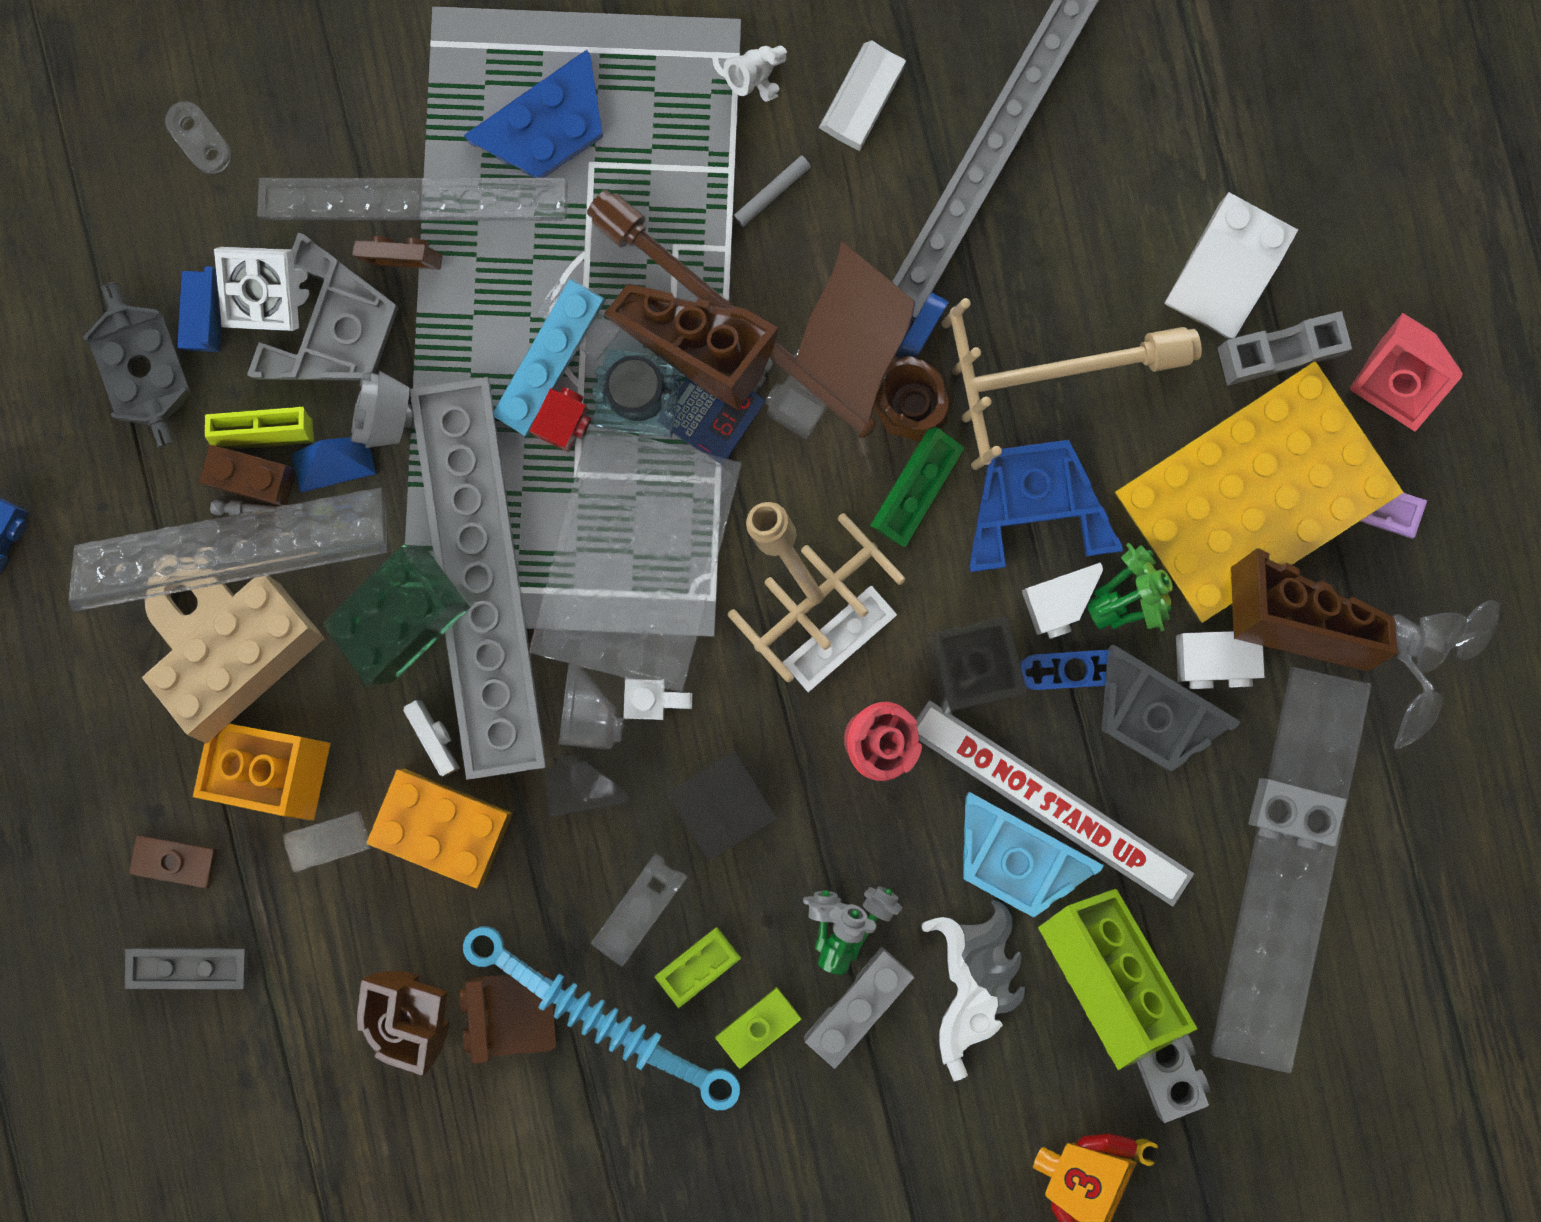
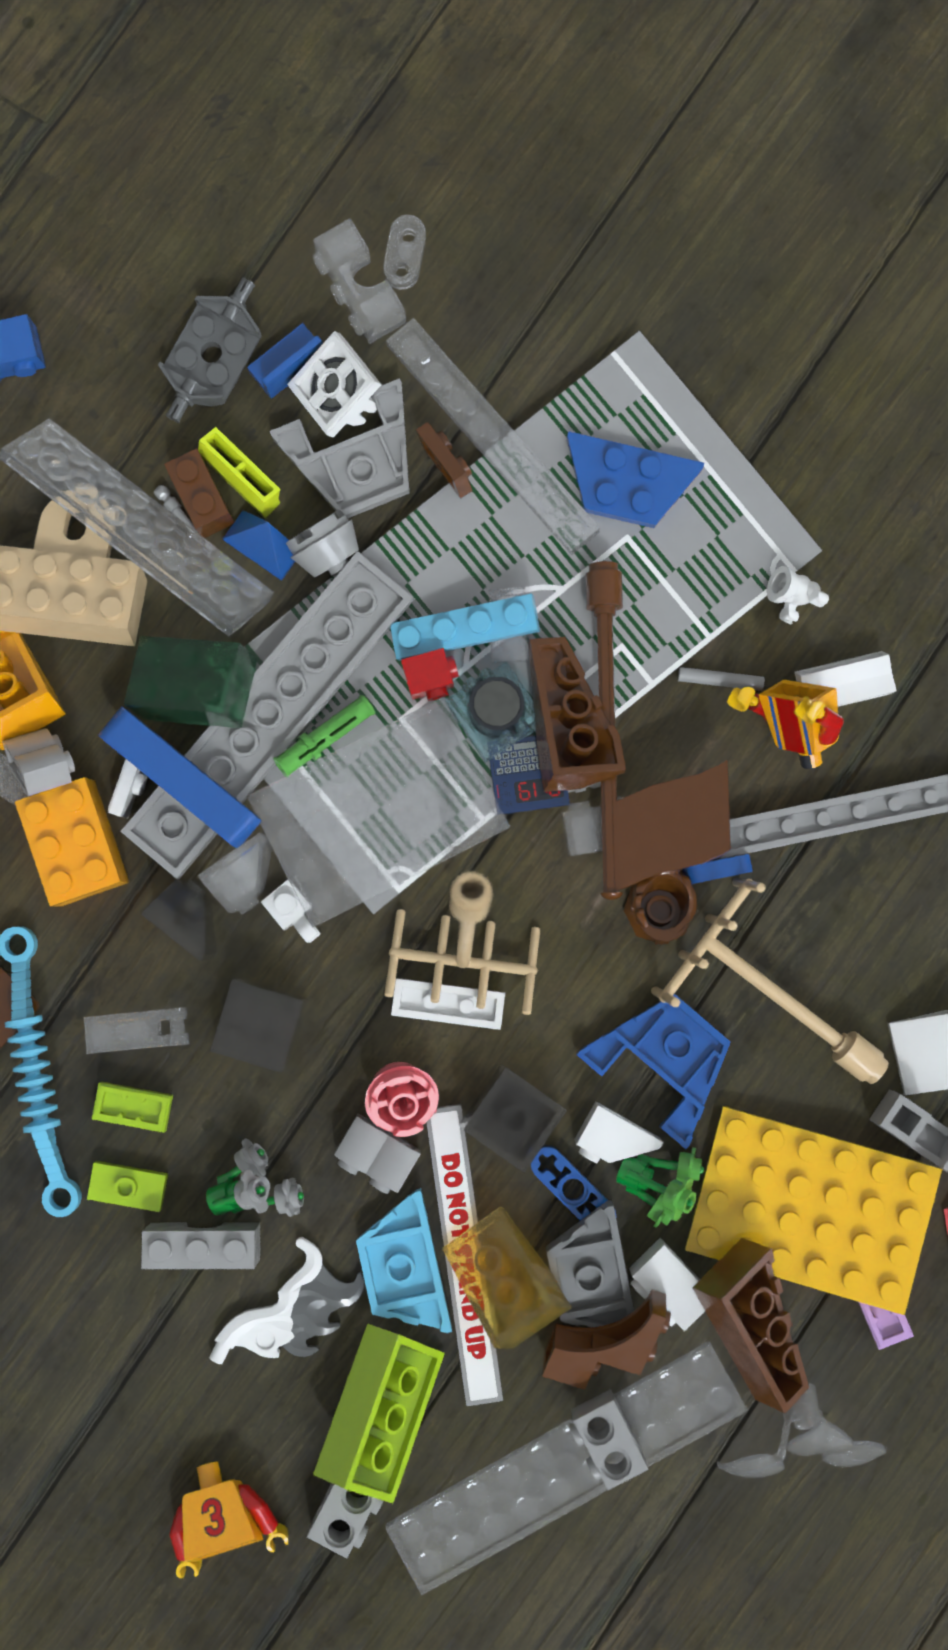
camera: 45 degrees right, 0 degrees up
(222, 204) = (373, 309): none -> clear arch
(350, 796) = (38, 761): none -> light grey brick
(466, 691) = (179, 777): none -> blue beam
(534, 563) = (311, 745): none -> bright green pin
(856, 155) = (798, 714): none -> torso
(909, 802) = (377, 1154): none -> light grey brick
(917, 486) = (603, 964): green plate -> none
(1099, 784) = (505, 1280): none -> clear yellow slope
(1208, 779) = (627, 1344): none -> reddish brown arch

